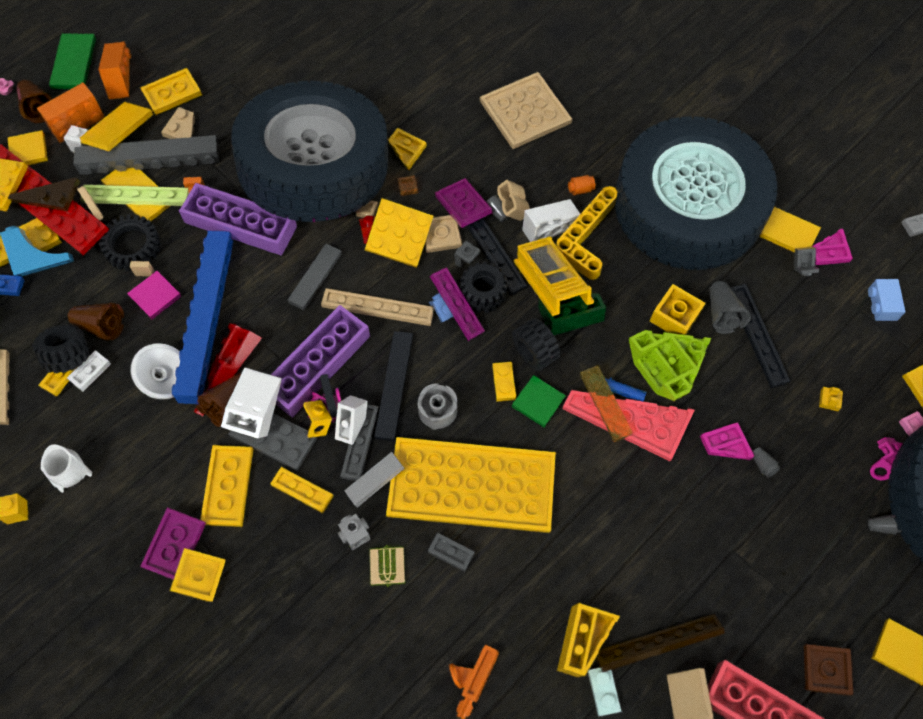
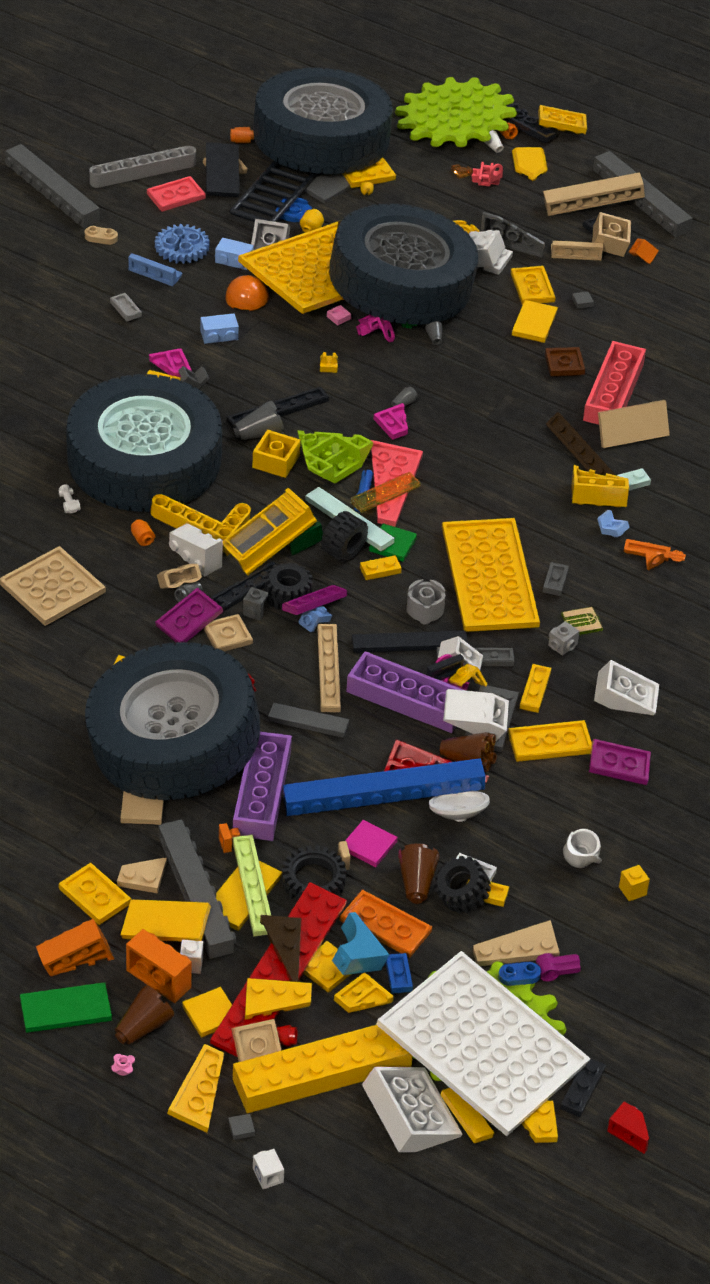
camera: 105 degrees left, 20 degrees down
(62, 289) = (389, 923): none -> orange tile
(90, 203) = (280, 908): tan tile -> none
(197, 575) = (641, 734): yellow plate -> none
(265, 580) = (626, 690): none -> white slope
(374, 479) = (510, 634): light grey tile -> none
(399, 233) = (251, 652): yellow plate -> none
(524, 641) = (611, 526): none -> light blue bracket
(574, 364) = (332, 506): none -> light aqua tile
(628, 138) = (70, 505): none -> white bar

